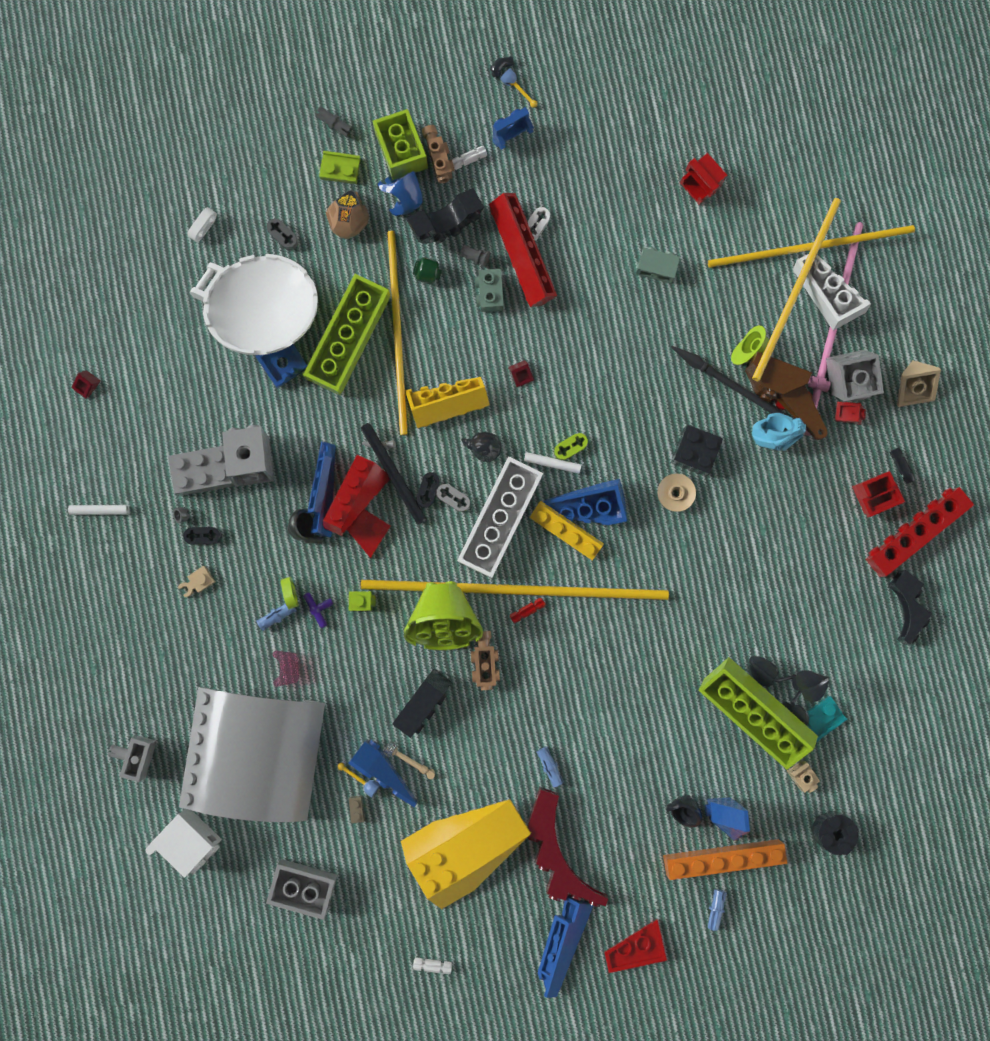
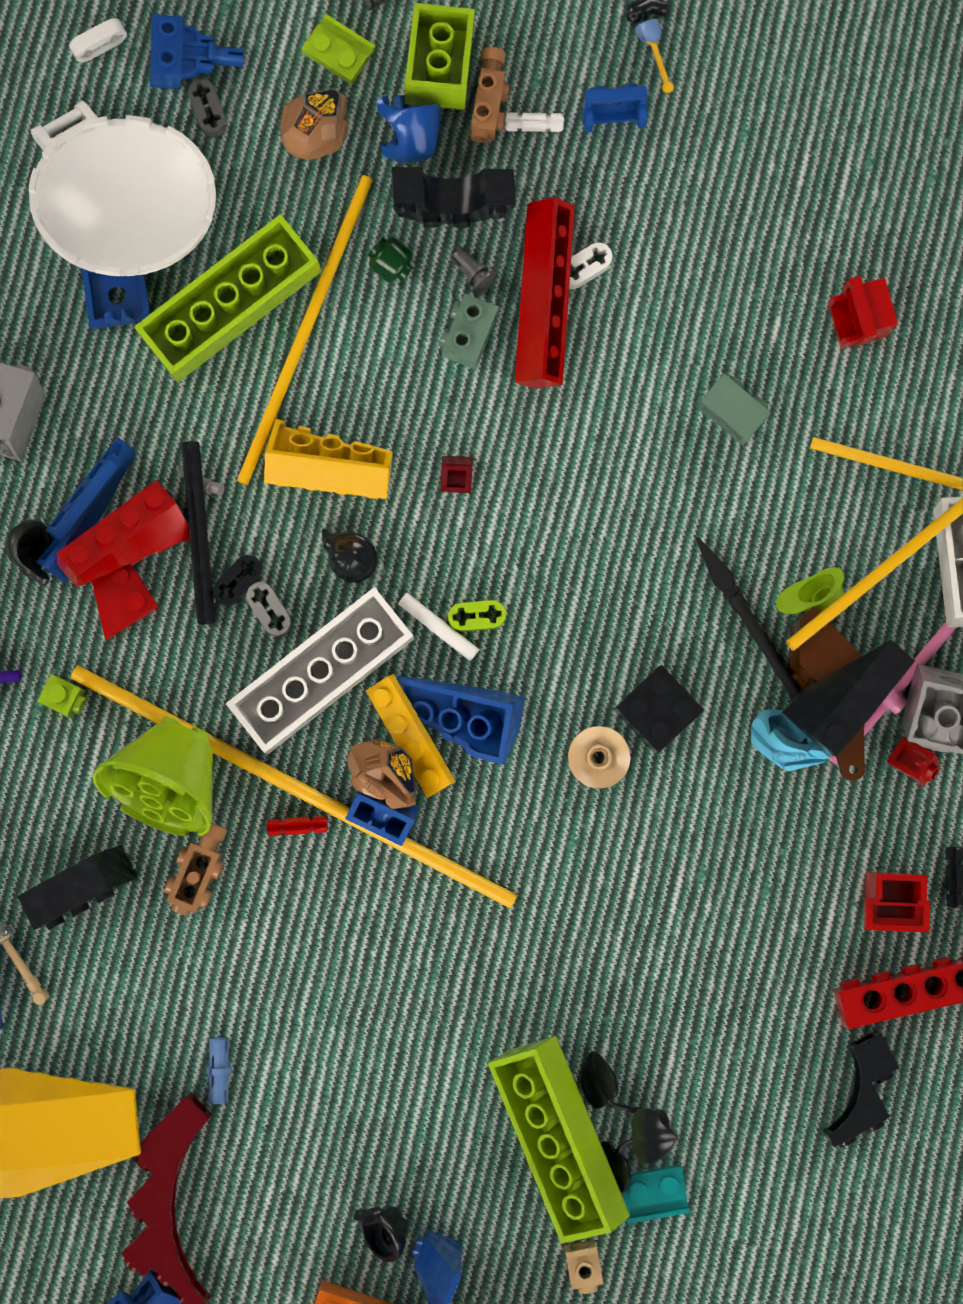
camera: 25 degrees right, 0 degrees up
(254, 209) = (183, 52): none -> blue brick
(562, 557) = (383, 772): none -> medium nougat helmet
(572, 579) = (381, 819): none -> blue brick
(800, 396) = (845, 699): none -> black wedge

